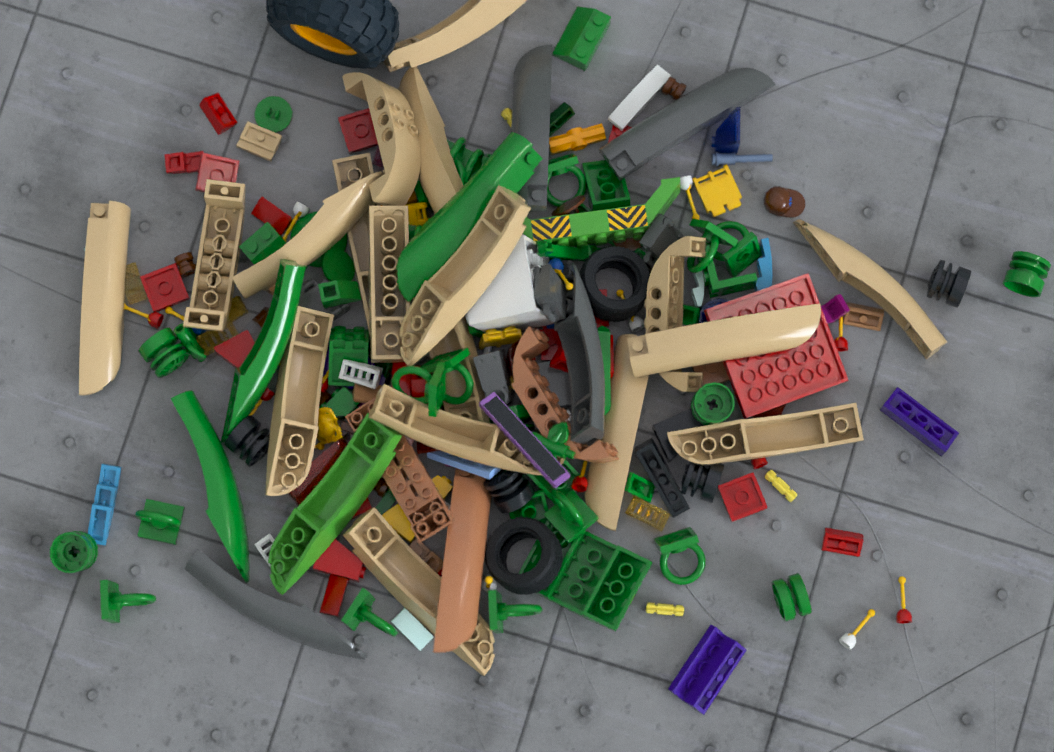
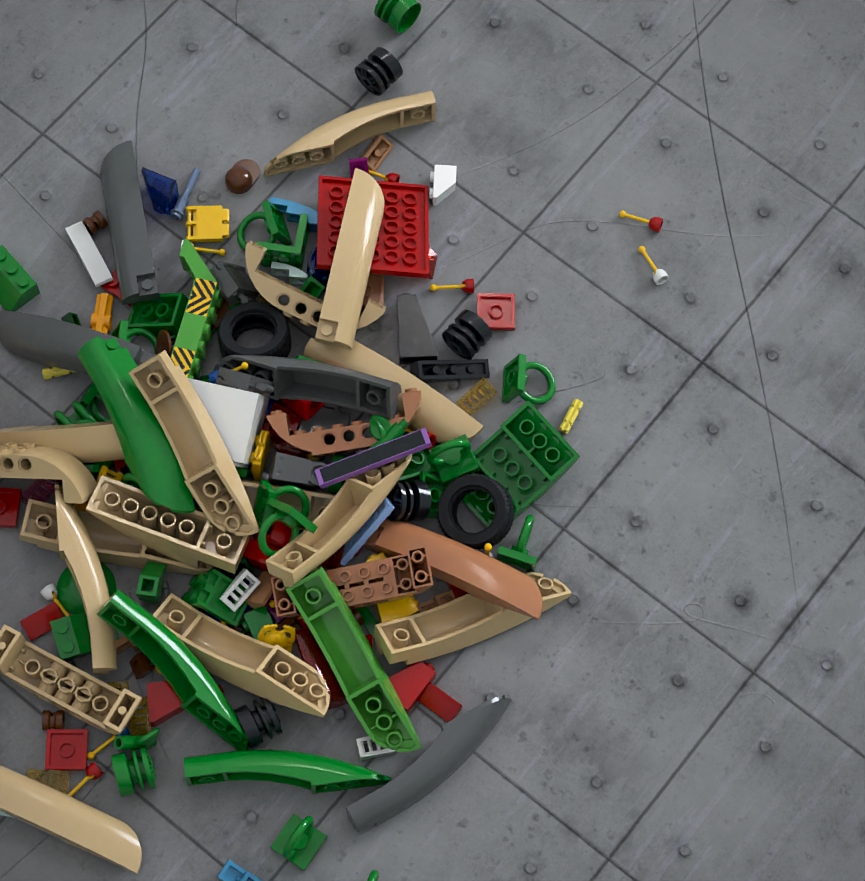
camera: 70 degrees left, 10 degrees down
(338, 265) = (122, 577): green piece -> none
(361, 611) = (470, 678): green tile -> none
(412, 629) = (500, 643): light aqua slope -> none
(547, 249) = (201, 371): green piece -> none
(635, 323) = (297, 339): white hinge -> none
(639, 487) = (452, 391): green slope -> none
(707, 669) = (640, 401): dark purple slope -> none
(713, 236) = (254, 232): green tile -> none
(722, 399) = (405, 294): green wheel -> none
(768, 435) = (452, 263): tan slope -> none
(780, 485) = (498, 277): light yellow axle -> none
(791, 597) = (604, 303): green wheel -> none
(842, 542) = (569, 247): red slope -> none
(860, 392) = (443, 182): none -> white slope
(919, 421) = (489, 145): dark purple slope -> none

